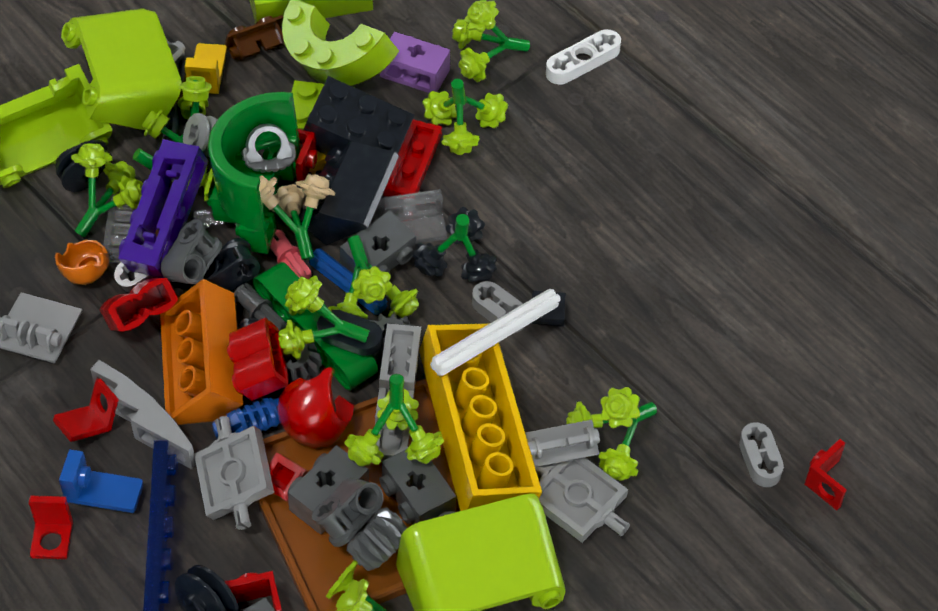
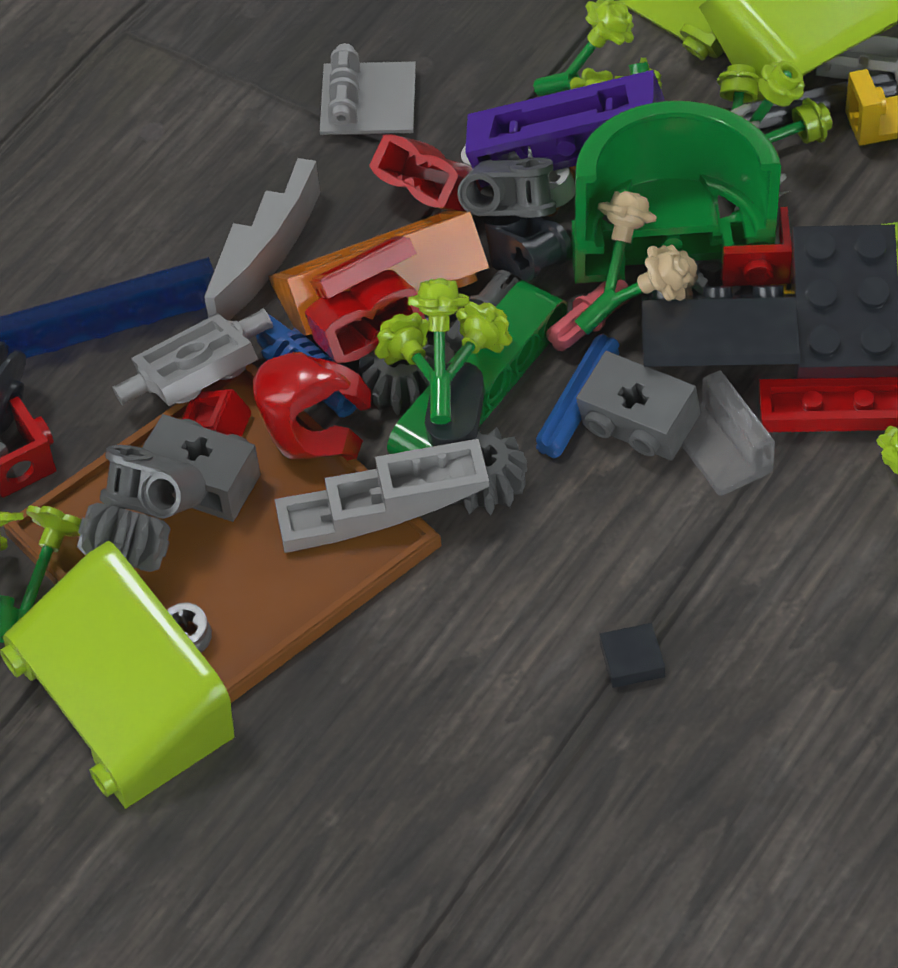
camera: 80 degrees right, 0 degrees up
(50, 516) = (77, 211): red bracket -> none
(73, 174) = (649, 41): black piece -> none
(83, 261) = (473, 92): orange hair -> none
(89, 419) = (234, 188): red bracket -> none
(98, 488) = (138, 225): blue bracket -> none
(228, 346) = (363, 266): none -> tile
(285, 155) = (691, 196): flat silver piece -> none
(372, 285) = (520, 398): lime plant -> none
(395, 410) = (251, 473): lime plant -> none
(416, 488) = (234, 567): dark grey brick -> none
(464, 228) = (657, 481): black plant -> none
(478, 422) = (361, 601): yellow brick -> none
(495, 332) = (509, 570): white axle -> none
(502, 301) = (598, 587): light grey beam -> none
(563, 443) = (354, 714): light grey hinge -> none
(581, 497) = (295, 775): light grey plate -> none
(618, 410) = (416, 760): lime plant -> none

